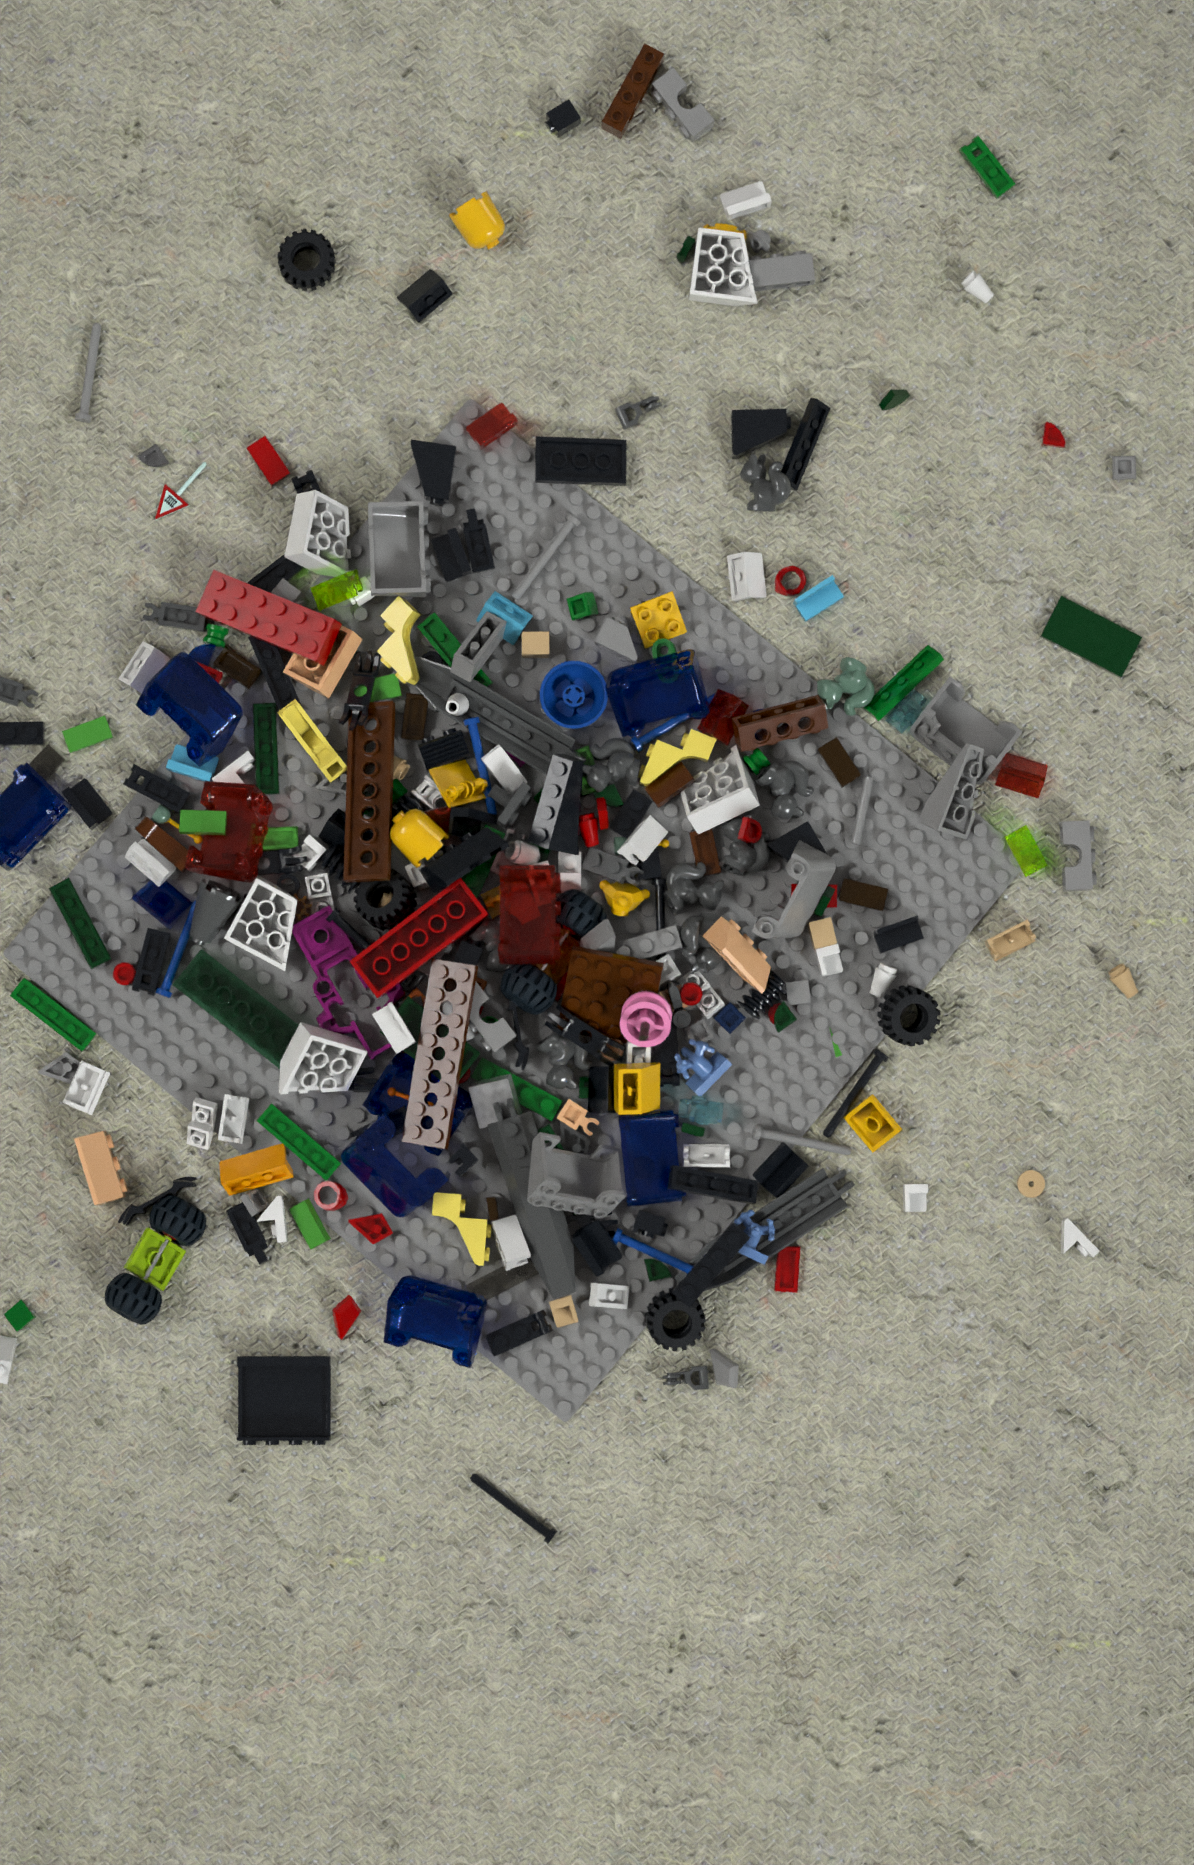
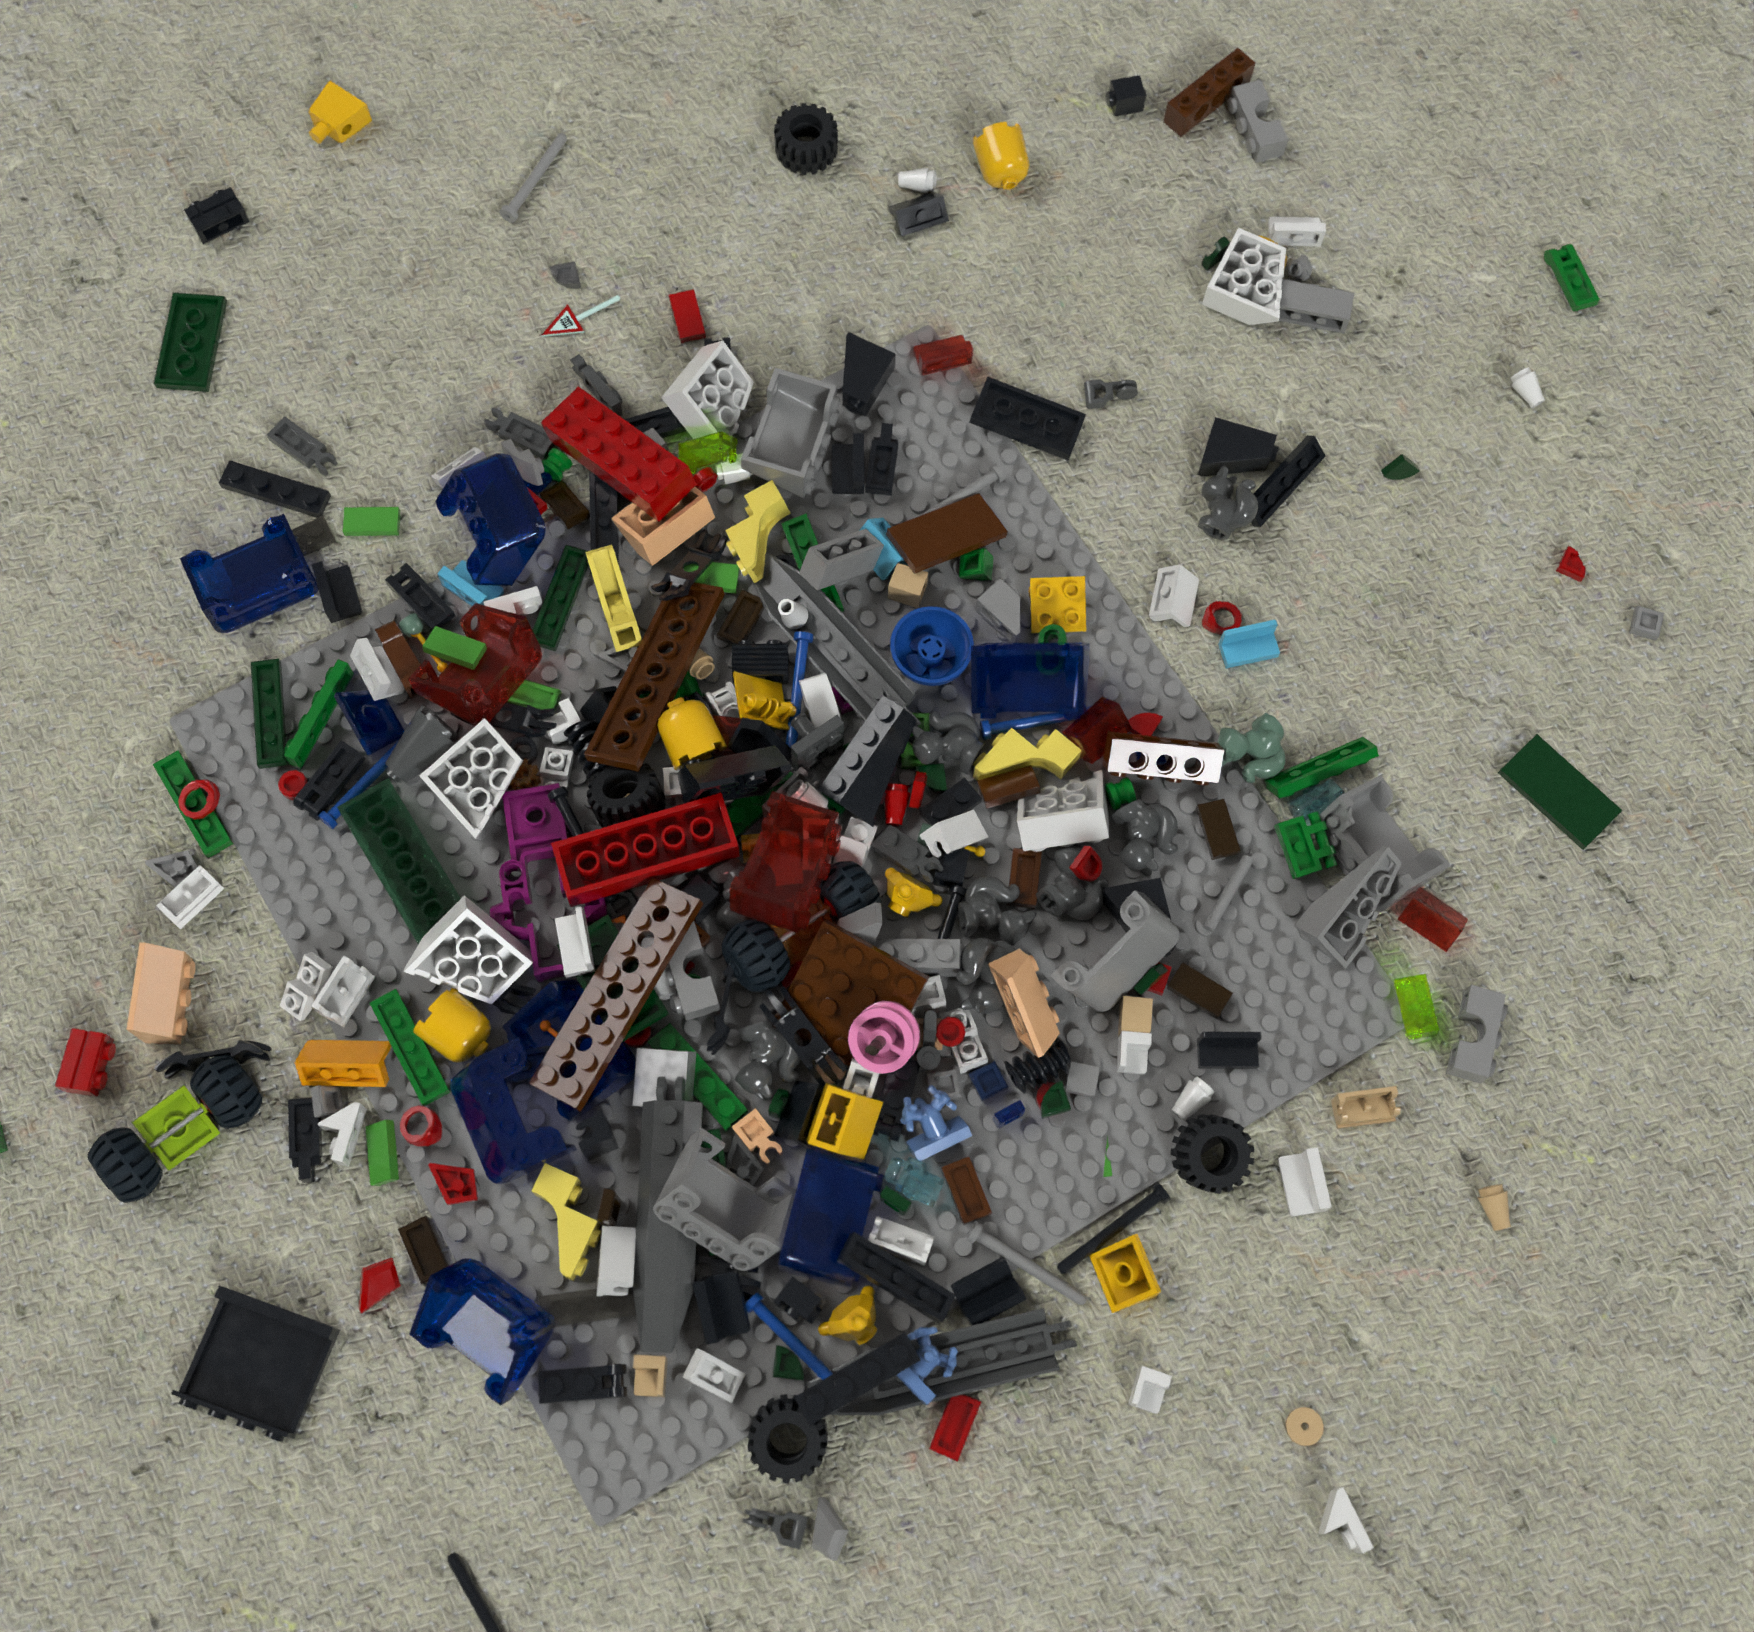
camera: 25 degrees right, 15 degrees down
(60, 998) = (212, 798): none -> red piece
(65, 1235) = (85, 1062): none -> red brick
(118, 922) = (315, 720): none -> green plate
(193, 646) = (527, 465): none -> light grey slope
(218, 550) = (597, 385): none -> dark grey plate
(329, 1118) = (455, 1027): none -> yellow cylinder
(341, 610) = (705, 479): none -> red tile
(368, 1281) = (423, 1248): none -> dark brown tile
(414, 264) = (919, 180): none -> white cone
(551, 590) = (946, 533): none -> reddish brown tile
(691, 1222) = (853, 1318): none -> yellow rock
(740, 1103) = (966, 1190): none -> reddish brown tile
(753, 1038) = (1008, 1114): none -> clear blue tile
(757, 696) = (1145, 723): none -> red tile
(904, 757) = (1299, 847): none -> green plate
(981, 1011) = (1304, 1183): none -> white panel

